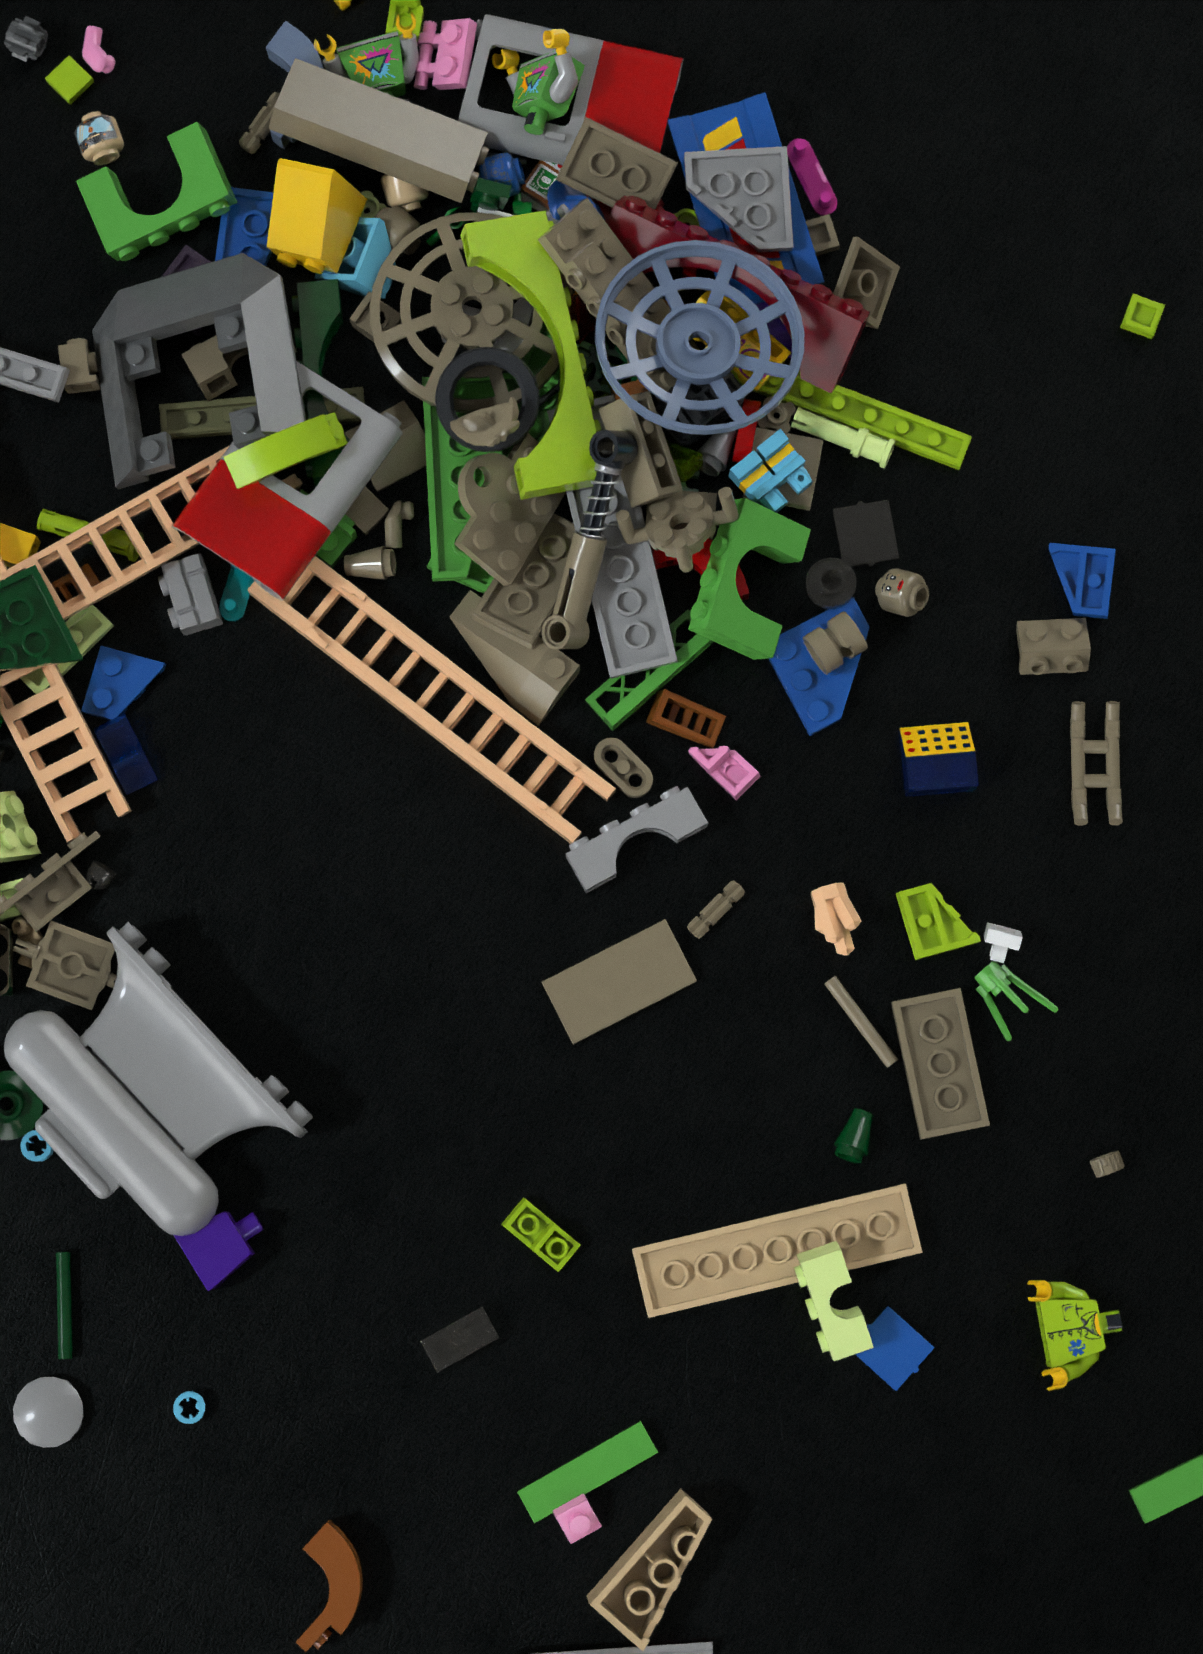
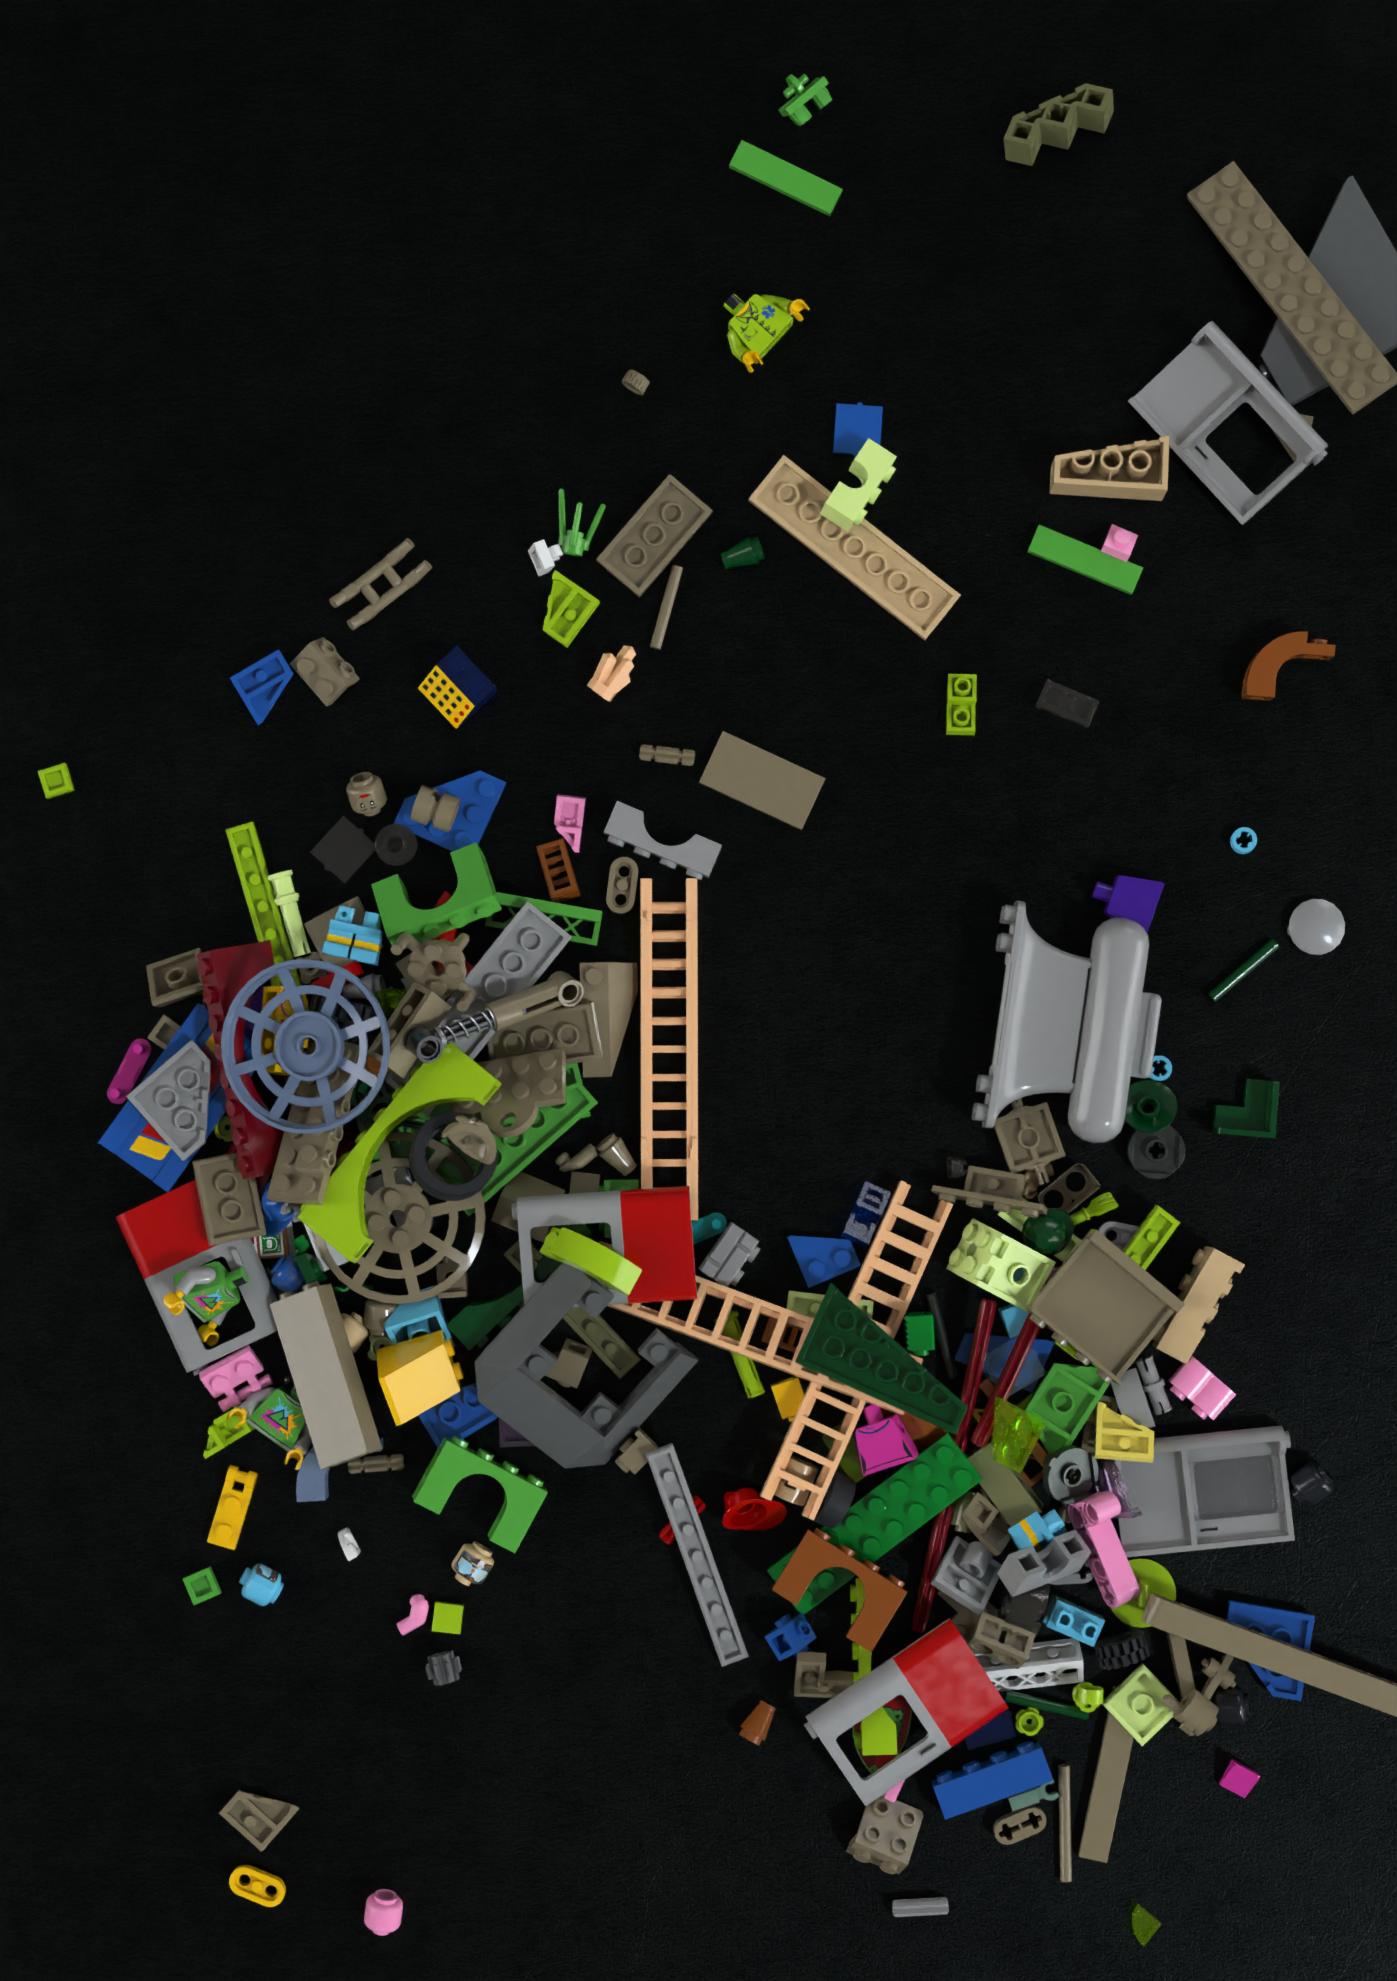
camera: 130 degrees left, 5 degrees up
(209, 41) = (348, 1544): none -> white tile

